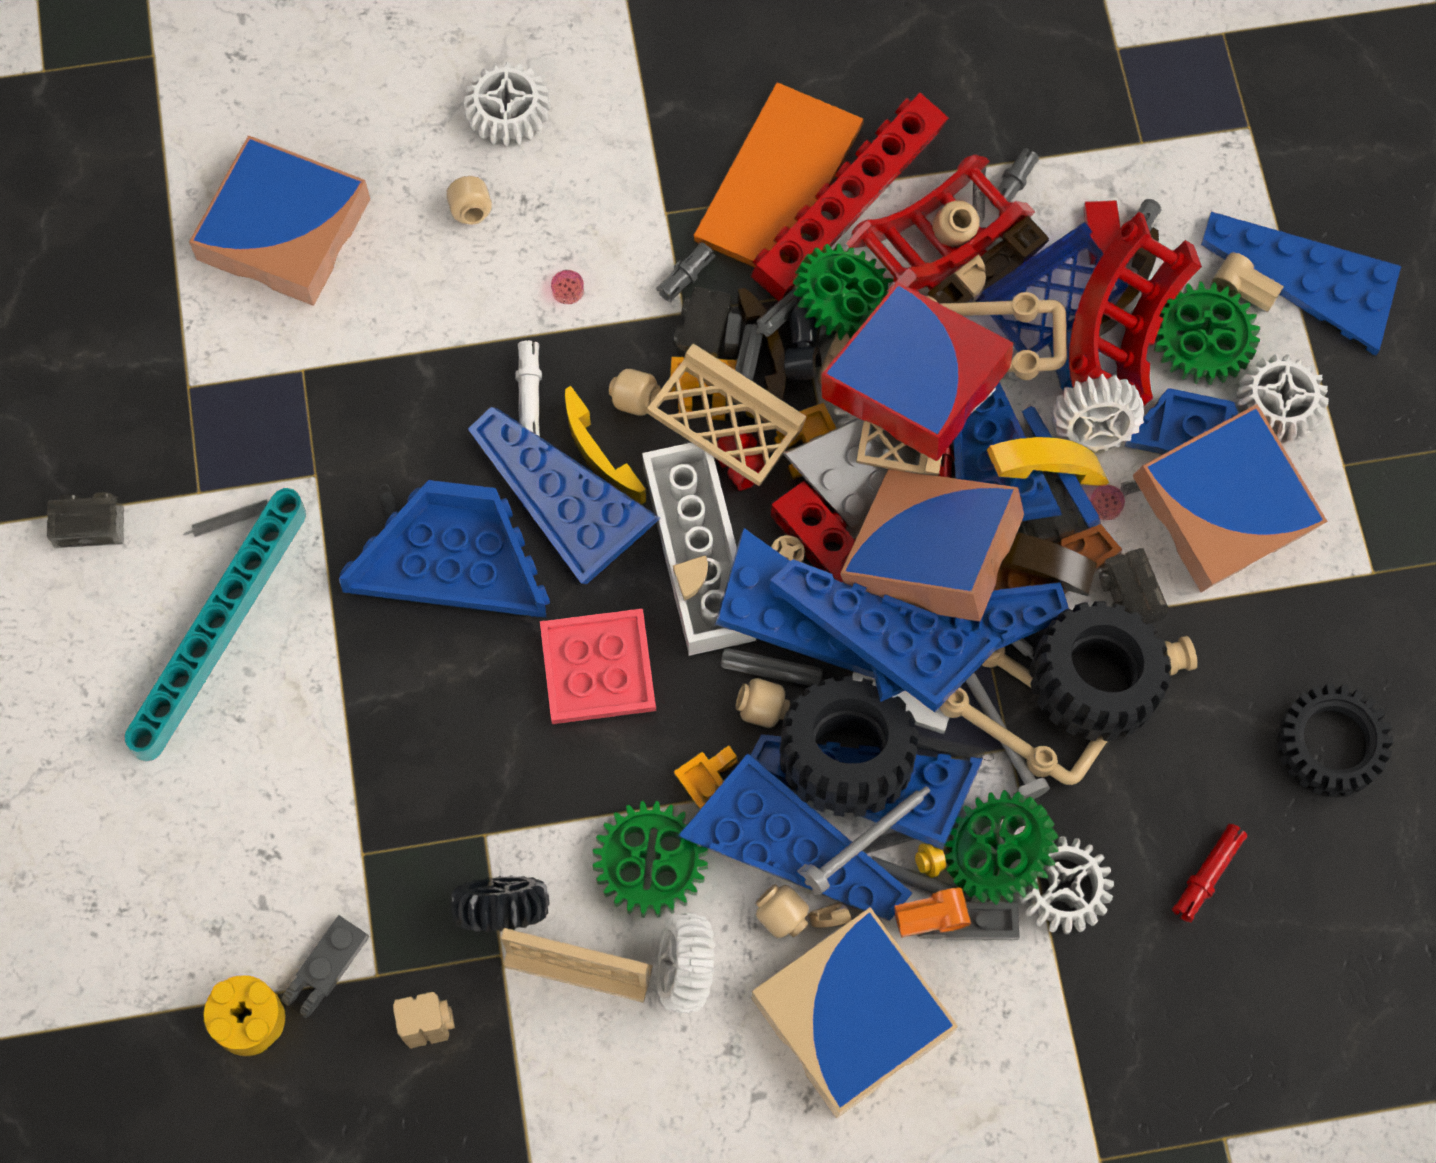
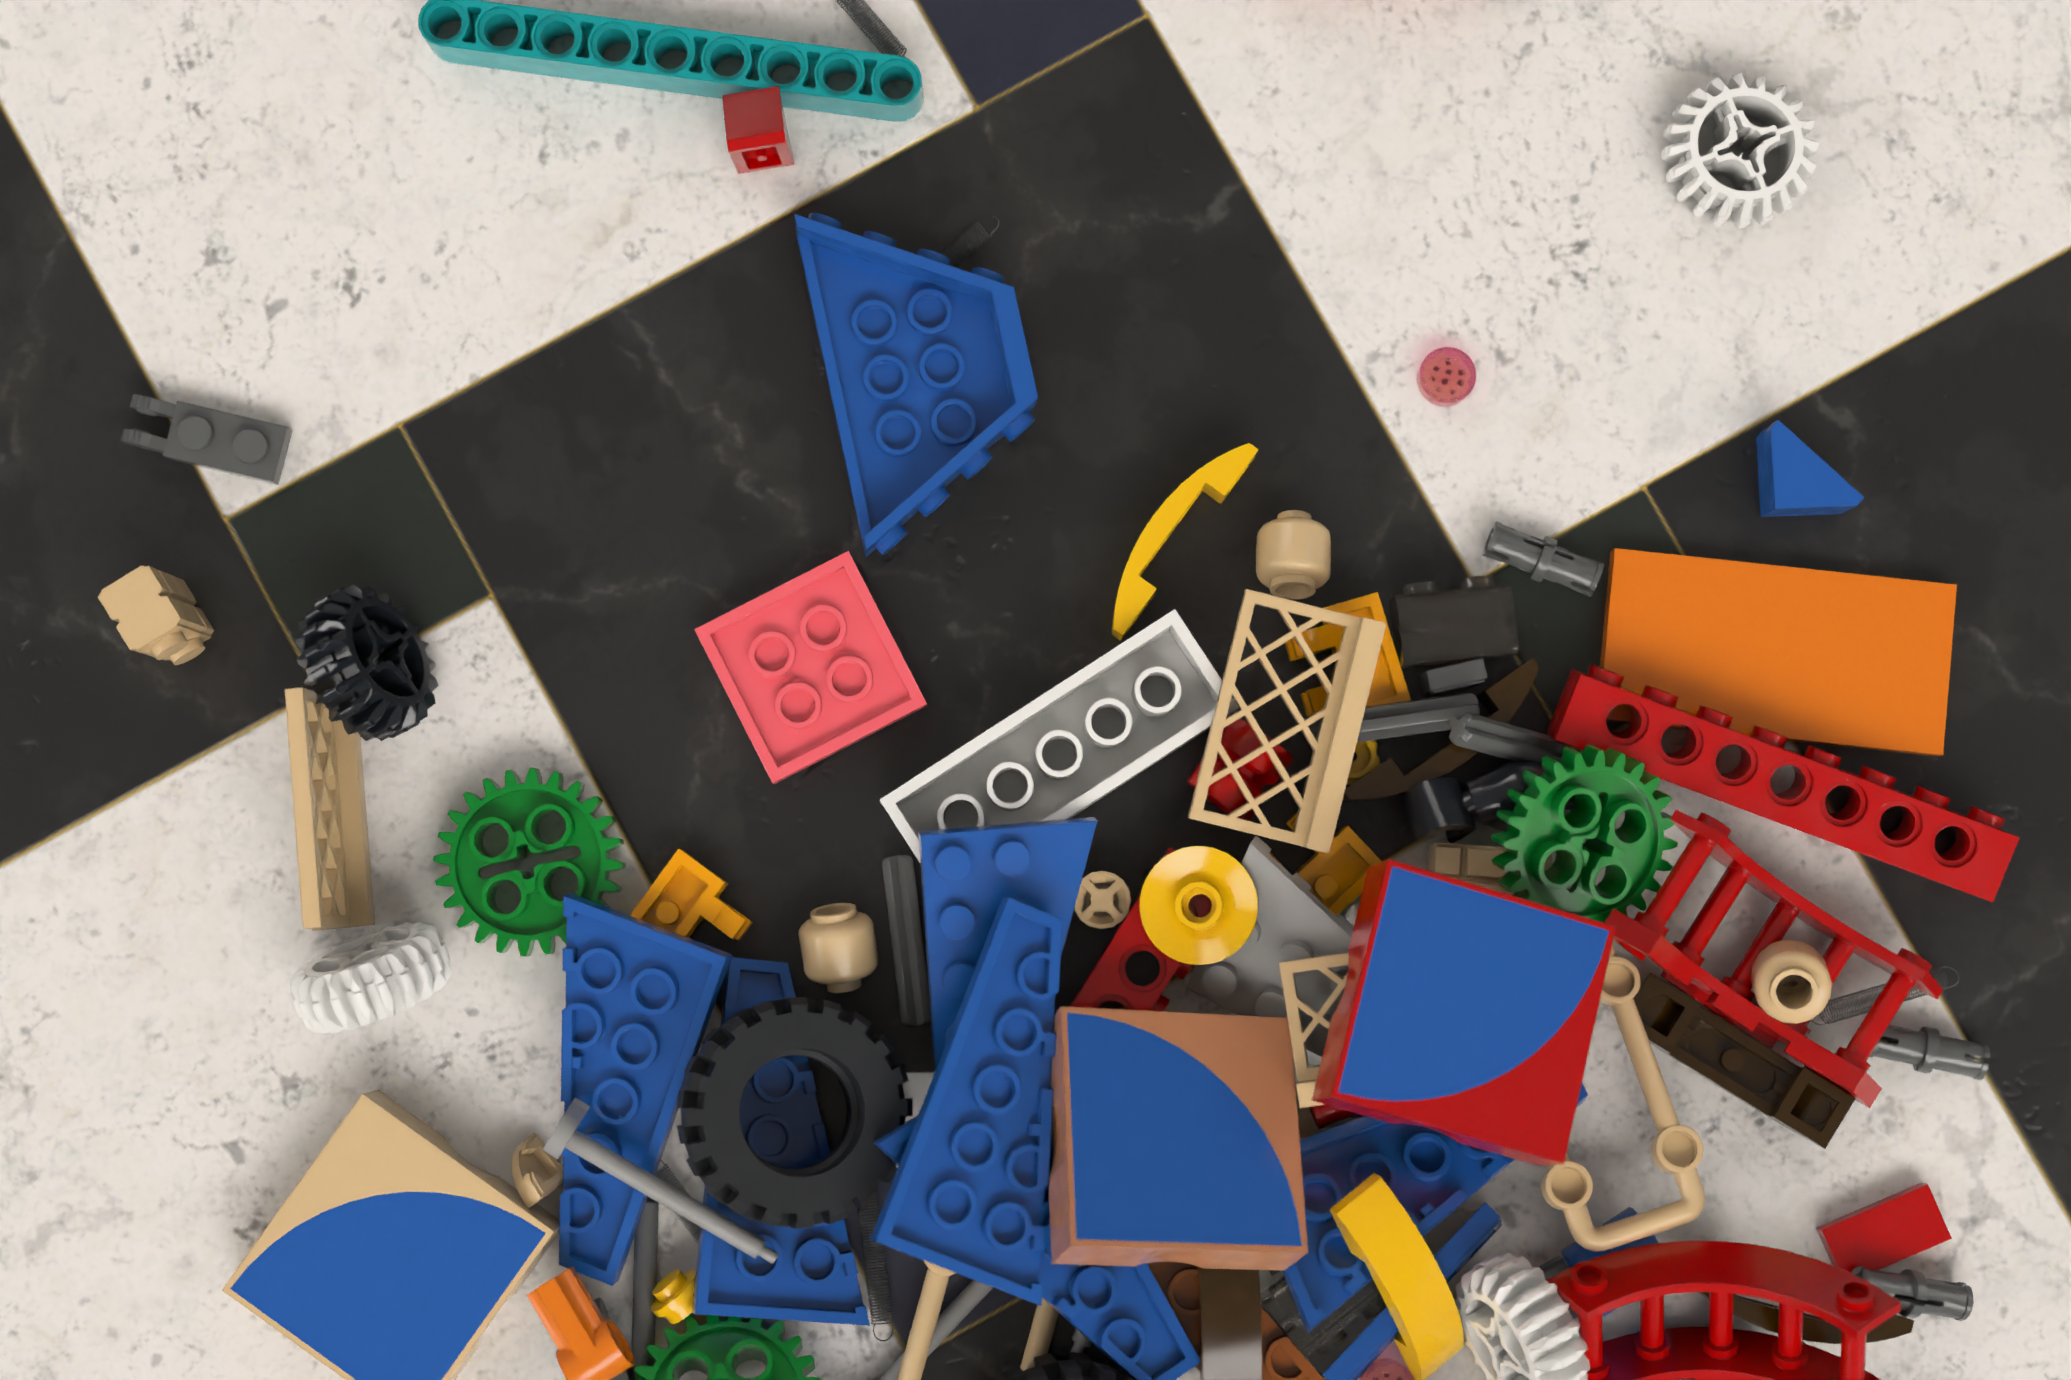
camera: 70 degrees right, 15 degrees up
(229, 1000) = (57, 336): yellow brick -> none
(281, 585) = (757, 130): none -> red slope
(469, 200) = (1537, 158): tan head -> none
(528, 378) = (1236, 384): white pin -> none
(572, 505) = (1057, 529): blue wing -> none
(690, 136) = (1797, 479): none -> blue slope
(691, 576) = (987, 764): tan tile -> none
(782, 911) = (516, 1093): tan head -> none
(804, 478) = (1168, 897): none -> yellow dish
(973, 276) = (1709, 1039): tan tile -> none
(1033, 271) = (1758, 1139): clear blue fence -> none

